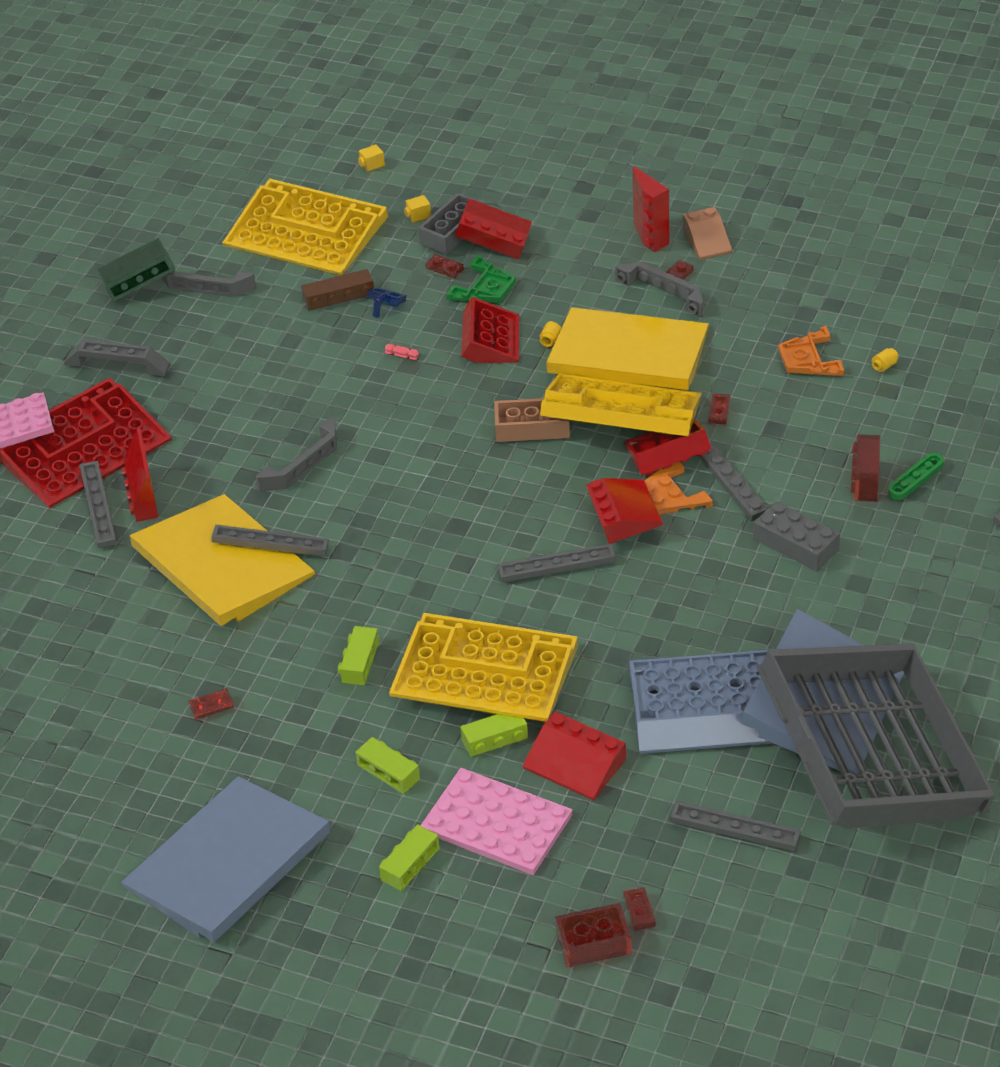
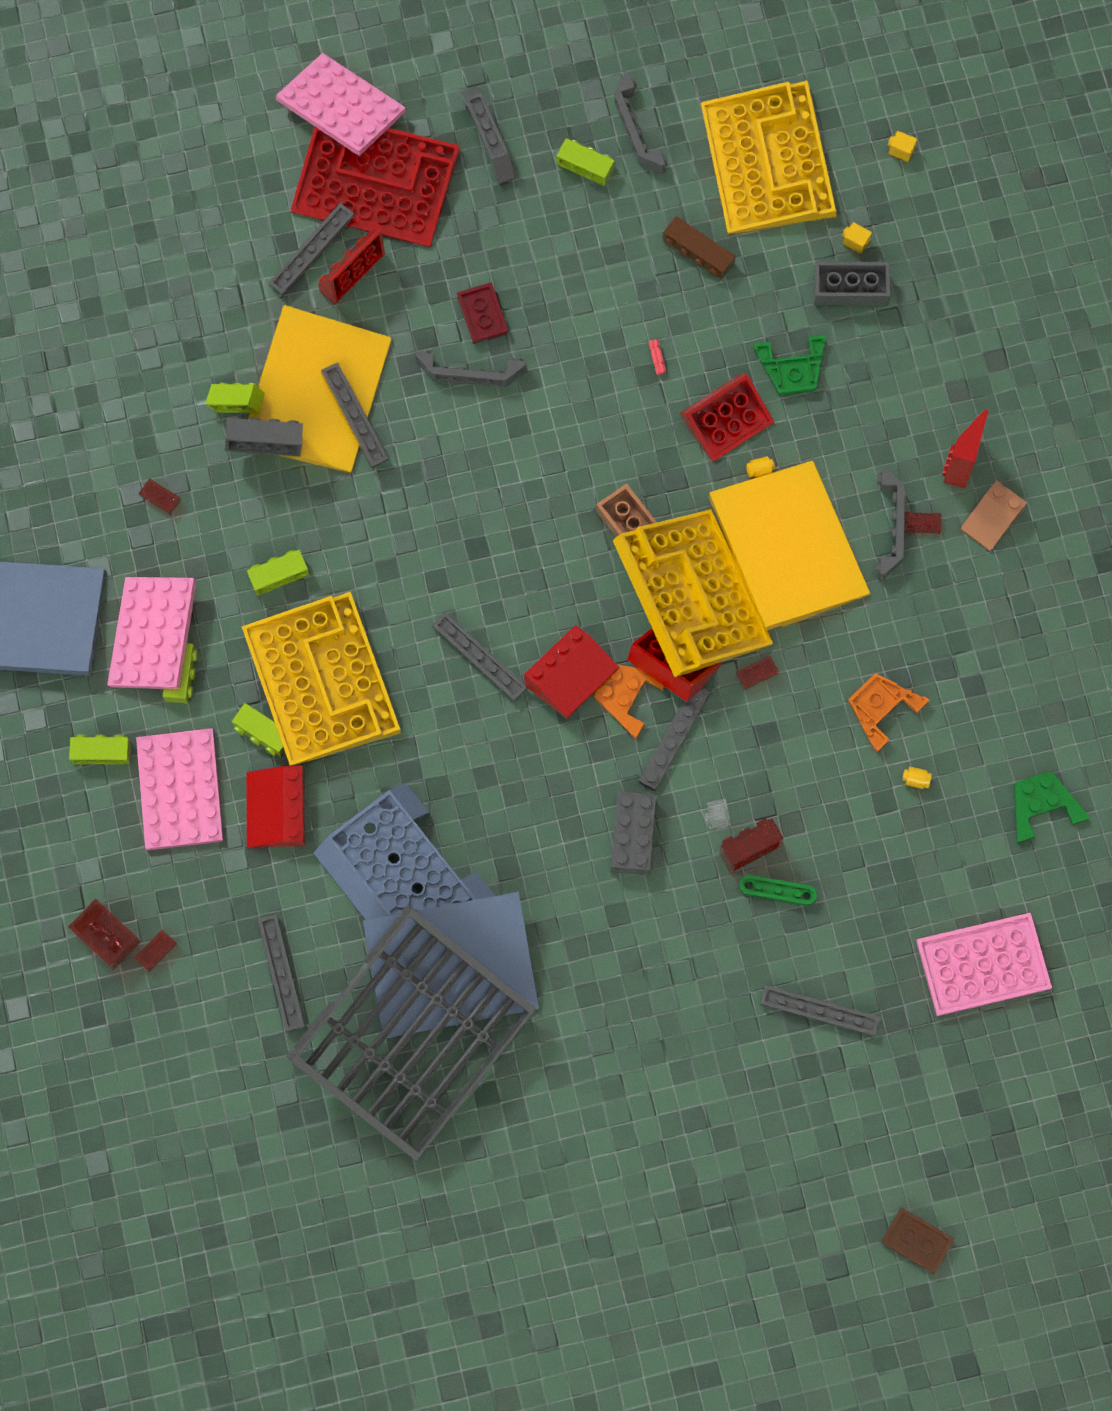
camera: 55 degrees right, 30 degrees up
(136, 269) = (598, 67): dark green brick -> none
(178, 603) = (235, 398): none -> lime brick
(201, 318) = (585, 161): none -> lime brick
(235, 590) = (263, 436): none -> dark grey brick
(261, 430) = (482, 313): none -> dark red plate
(334, 763) = (152, 633): none -> bright pink plate
(380, 295) = (717, 293): clear blue plate -> none
(444, 266) = (797, 314): clear red plate -> none
(493, 228) = (866, 325): red slope -> none
(822, 480) = (717, 814): none -> clear brick
(954, 307) = (1039, 796): none -> green wing

